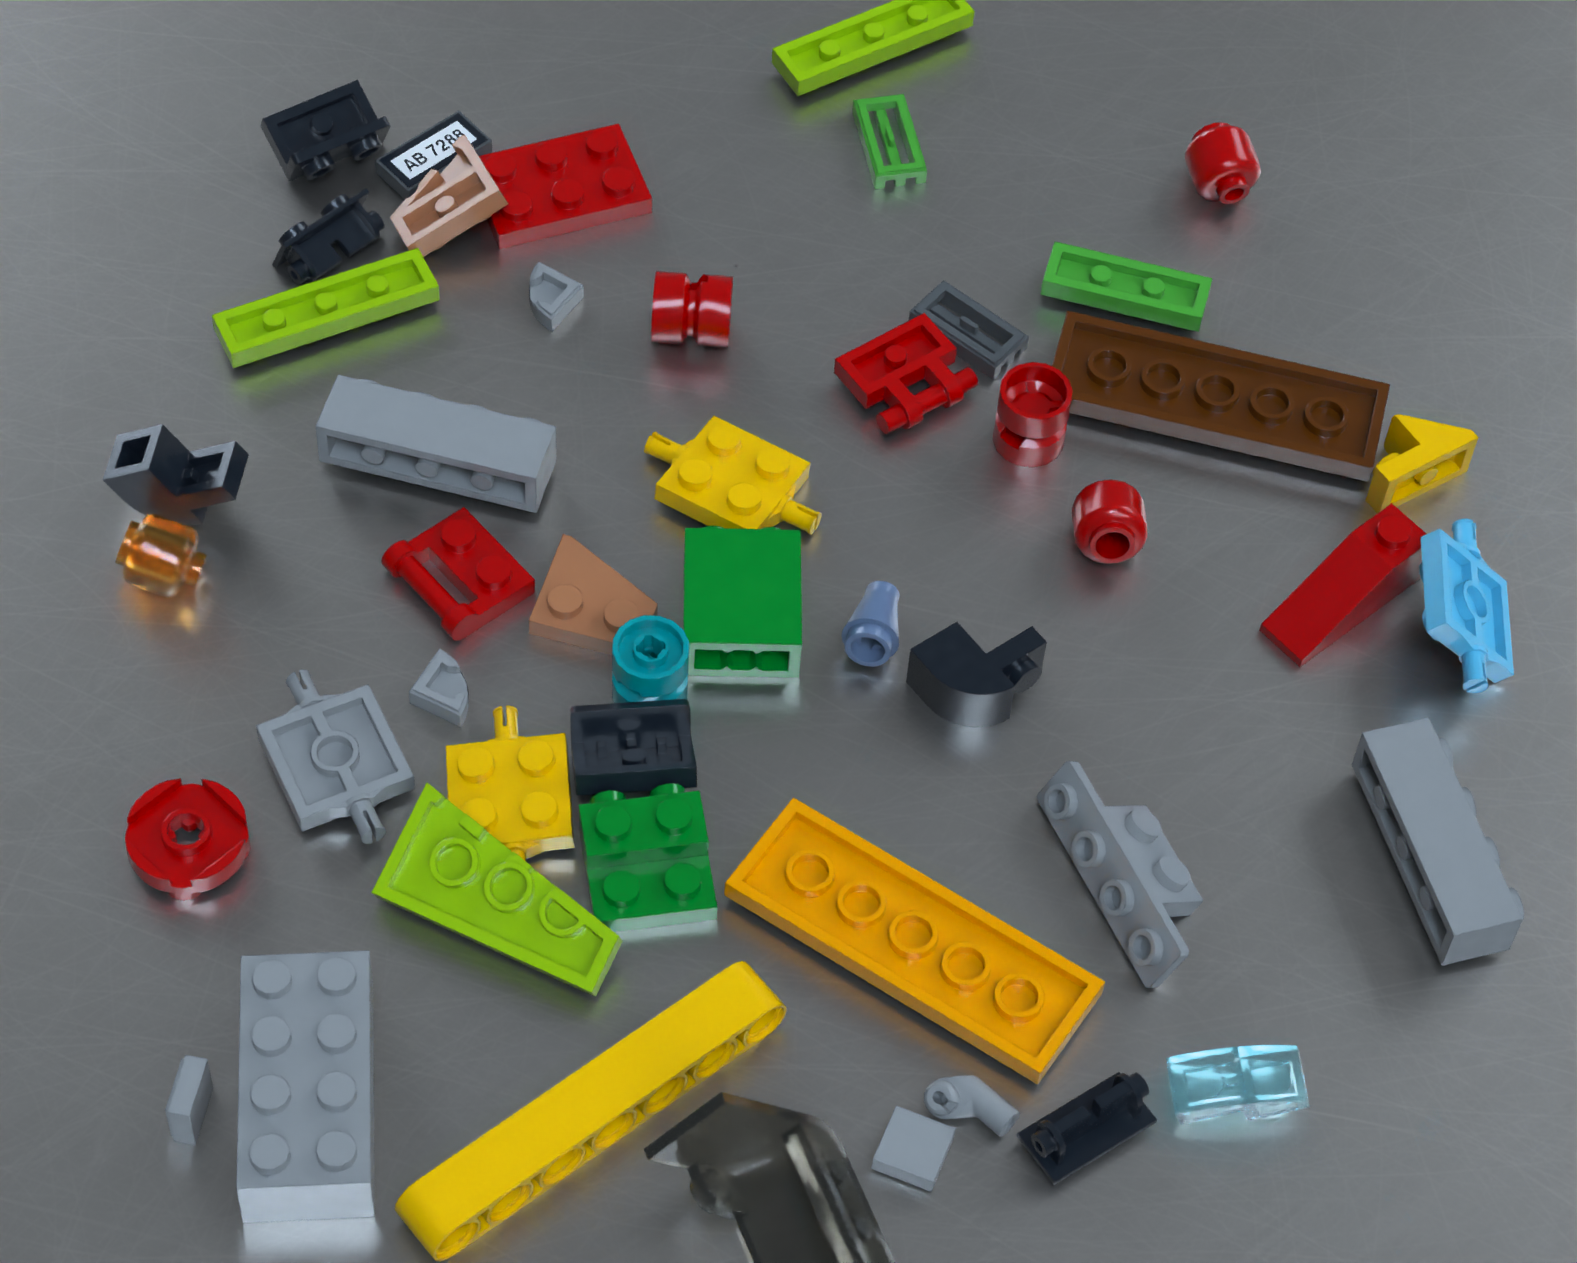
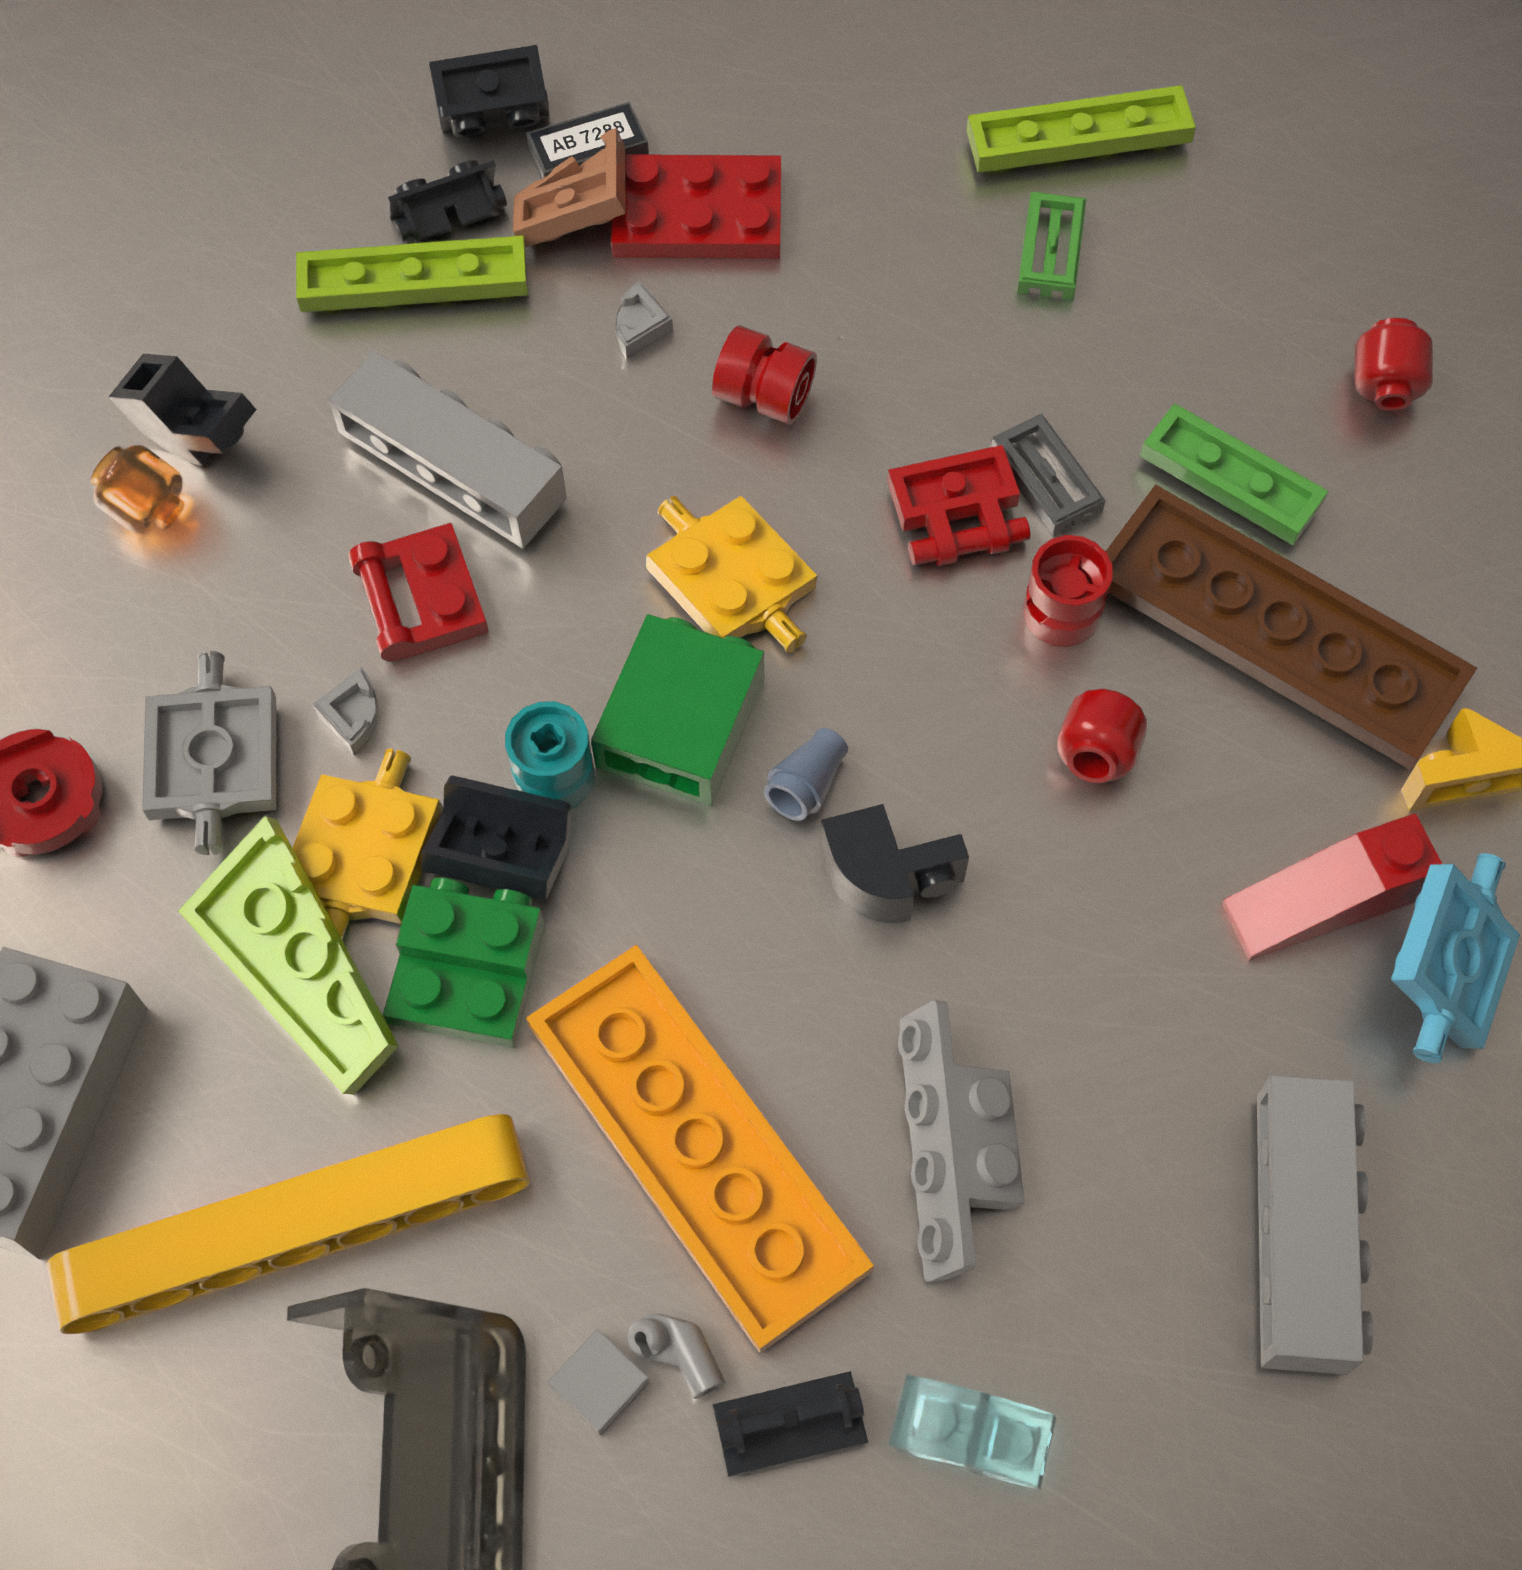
camera: 25 degrees right, 10 degrees up
(585, 600) = (531, 658): nougat wing -> none

